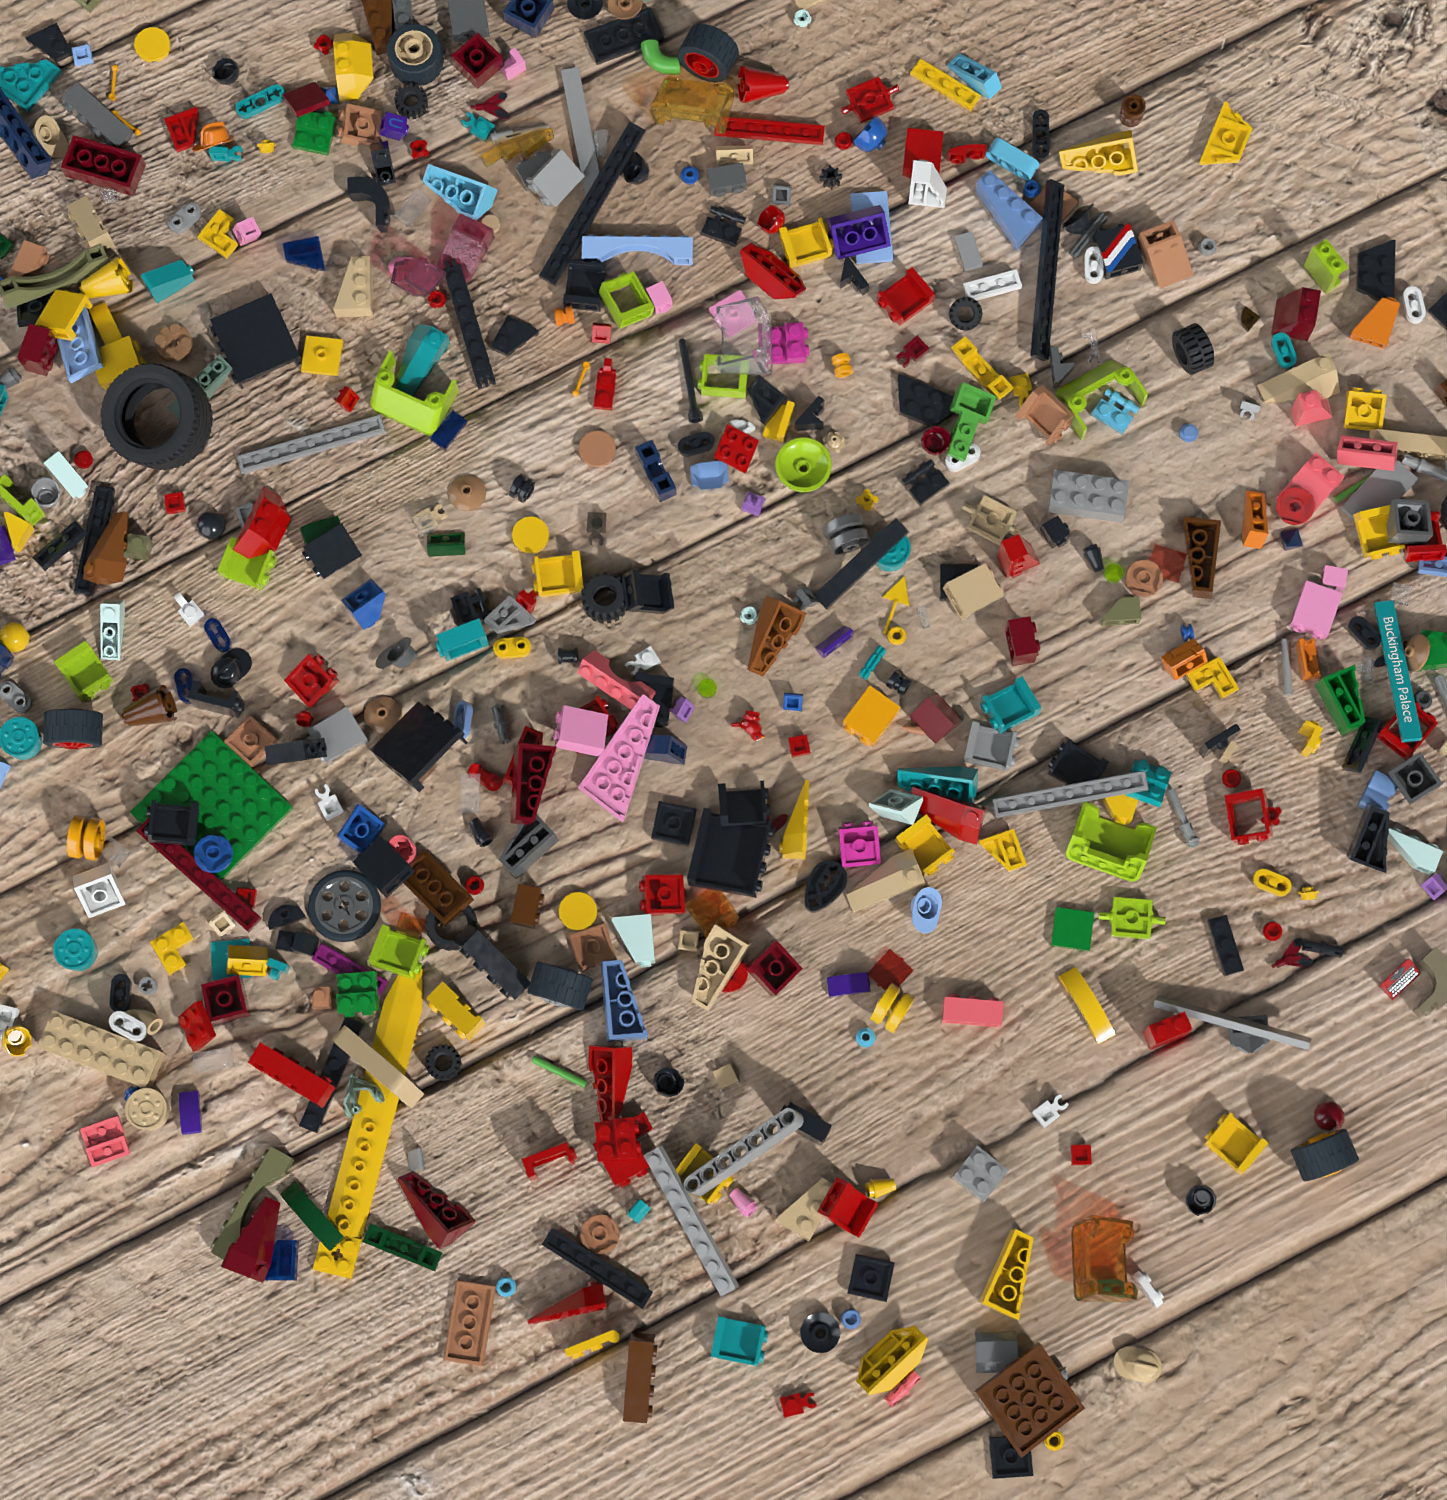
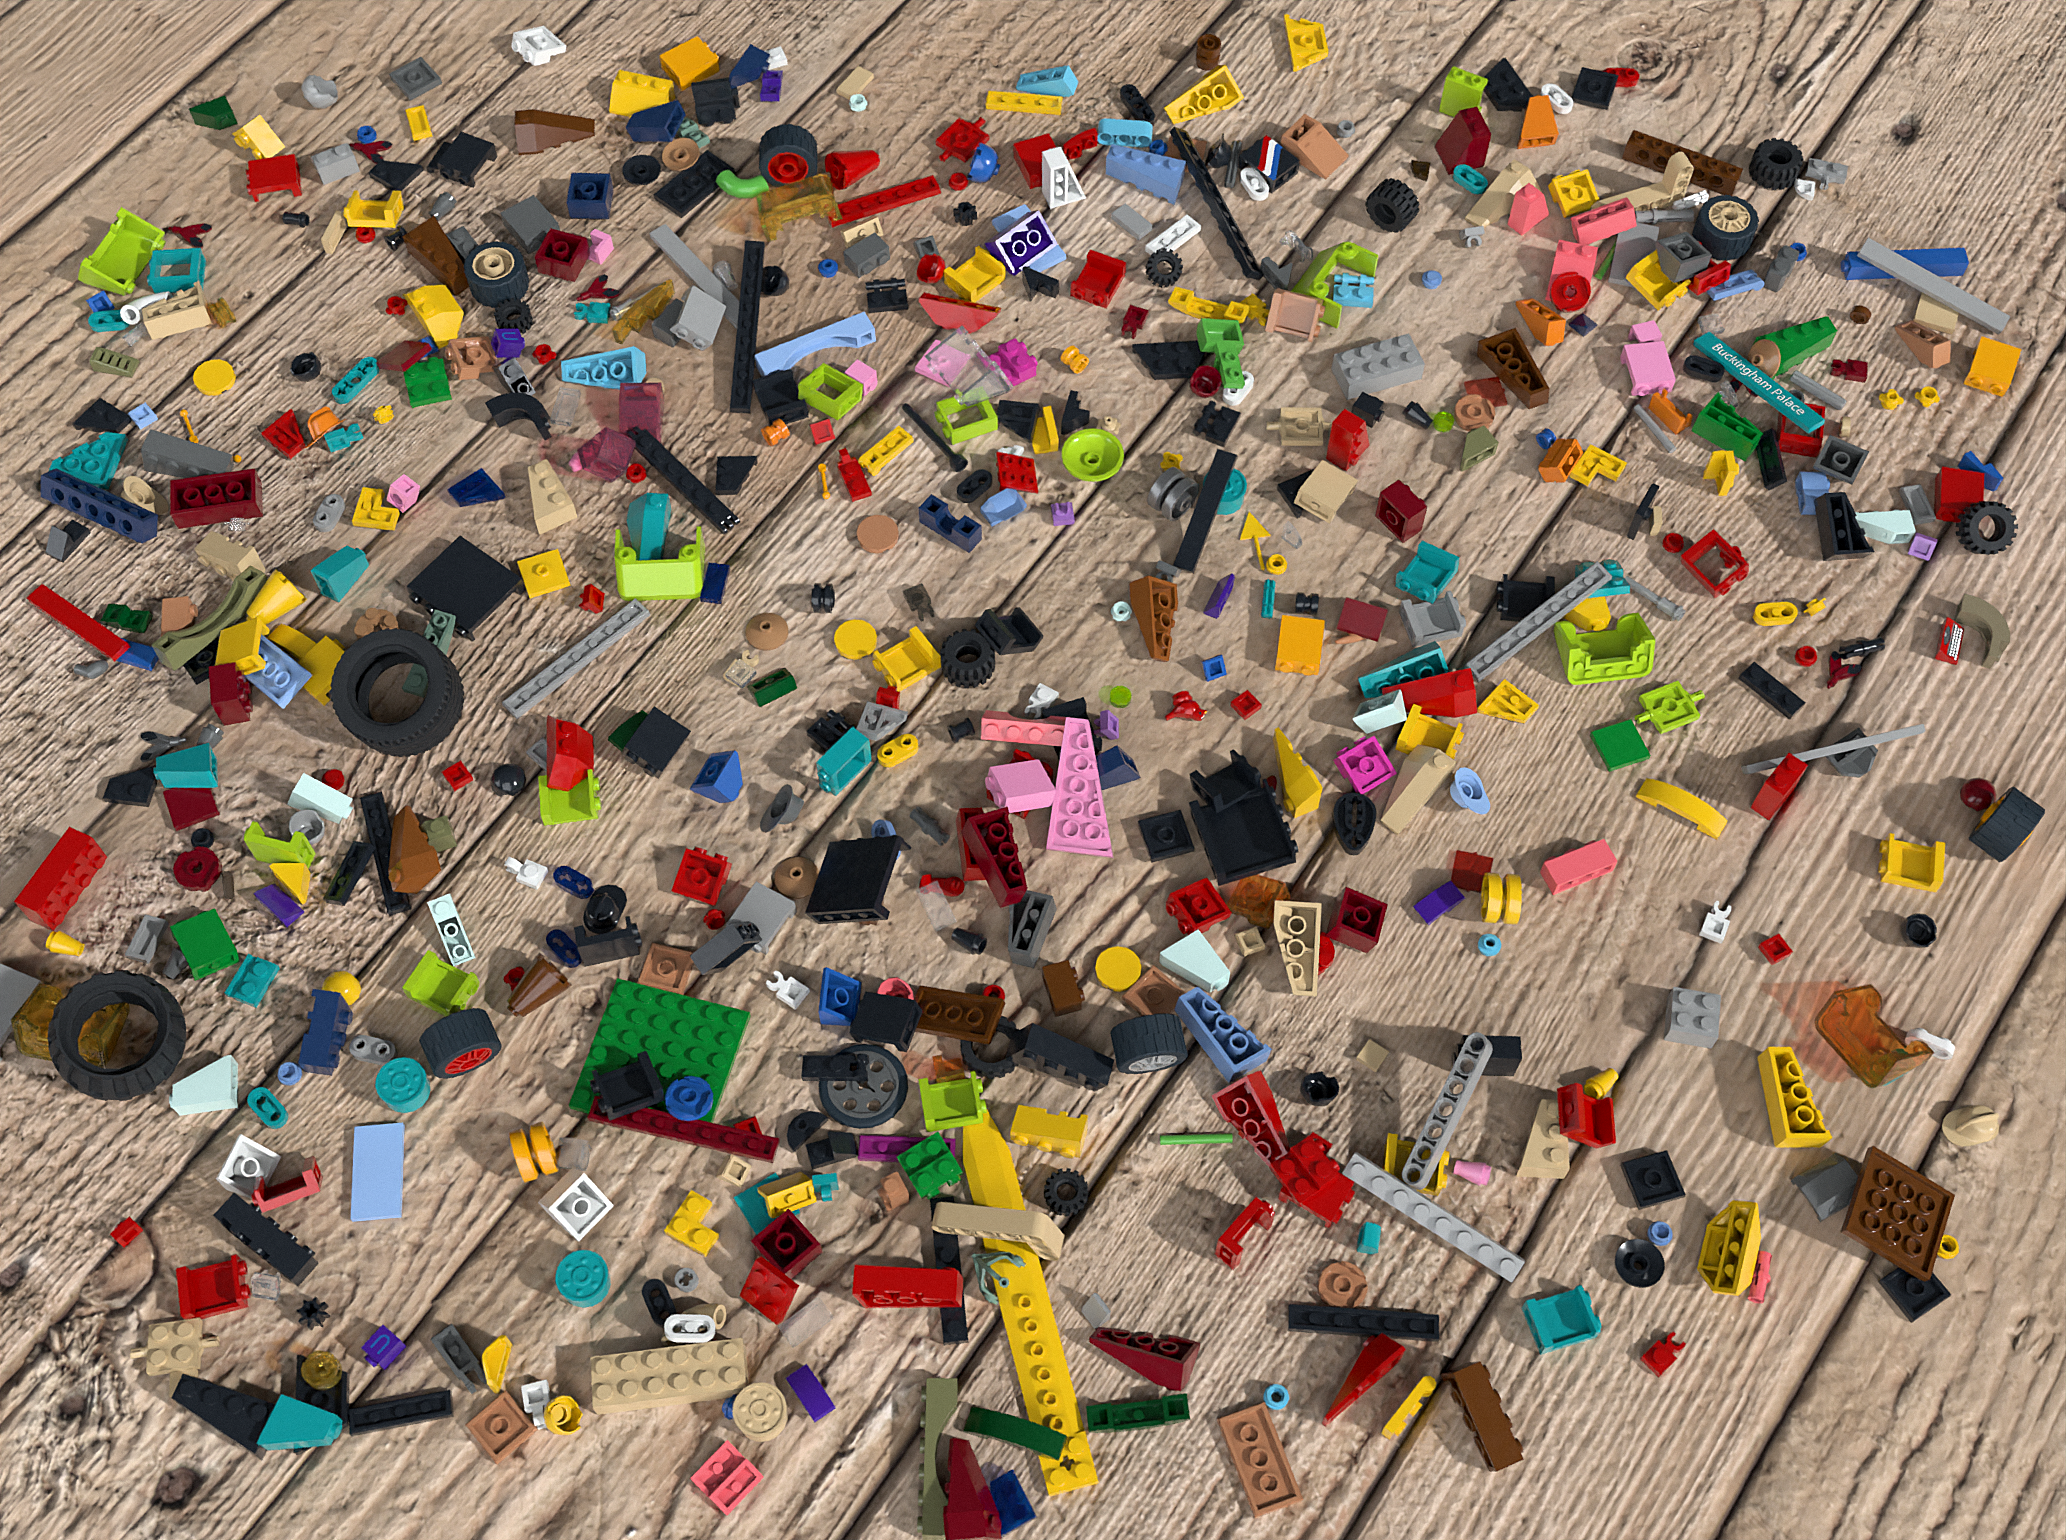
camera: 30 degrees left, 15 degrees down
(328, 882) = (834, 1067): none -> black plate
(643, 375) = (885, 450): none -> yellow plate

